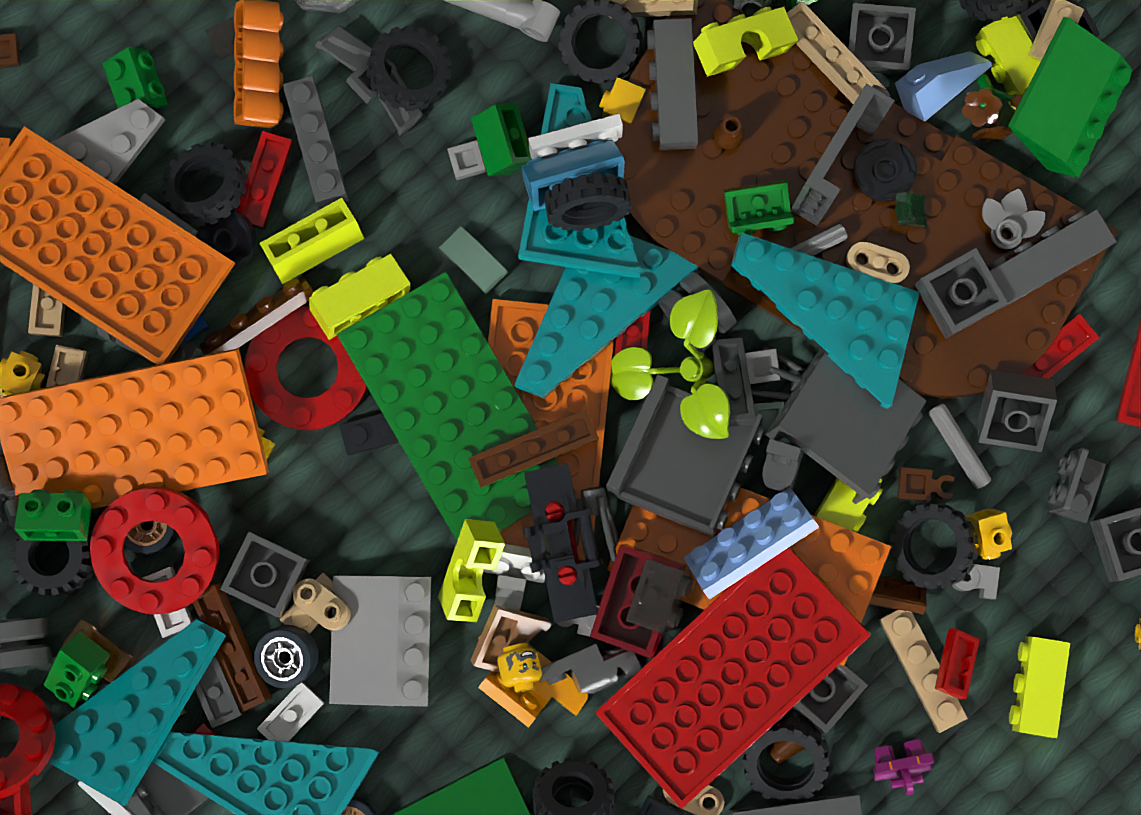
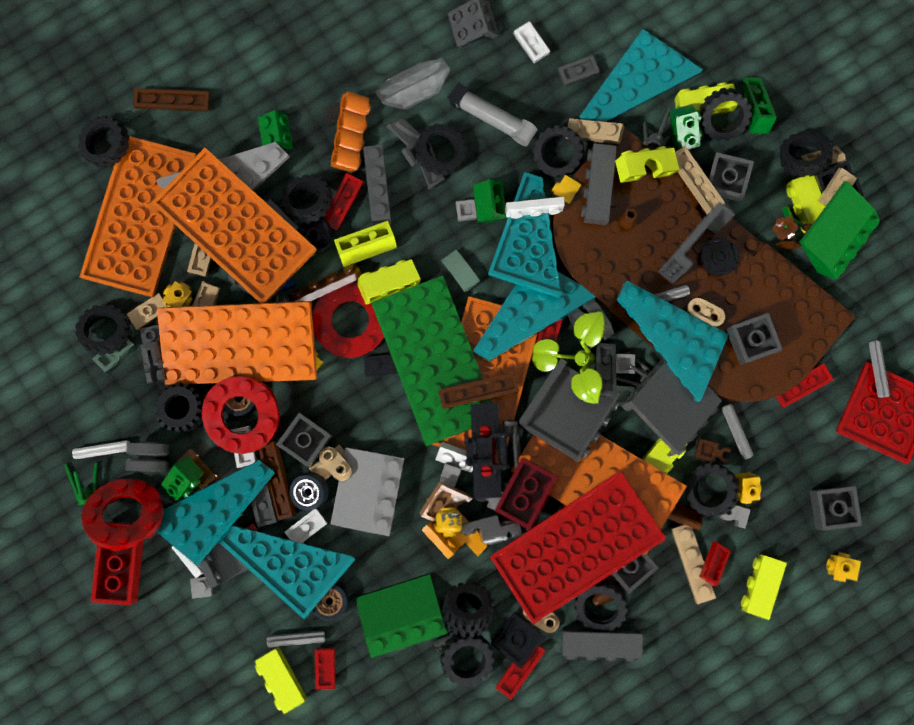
camera: 15 degrees right, 0 degrees up
(53, 516) = (183, 384): green brick -> none
(476, 549) = (434, 446): neon yellow arch -> none
(543, 173) = (530, 229): dark azure slope -> none
(587, 202) = (536, 246): black tyre -> none
(660, 596) = (540, 493): clear smoke bracket -> none
(750, 542) = (601, 469): light blue plate -> none
(758, 207) = (638, 267): green bracket -> none
(781, 465) = (627, 426): dark grey plate -> none
(911, 210) = (731, 283): clear green plate -> none
(915, 762) = (679, 619): magenta hips -> none
(937, 82) = (759, 208): light blue slope -> none
(1012, 216) = (793, 297): light grey plate -> none
(1016, 410) = (776, 416): dark grey brick -> none
(1051, 257) = (814, 325): dark grey brick -> none
(1076, 486) = (805, 467): dark grey bracket -> none

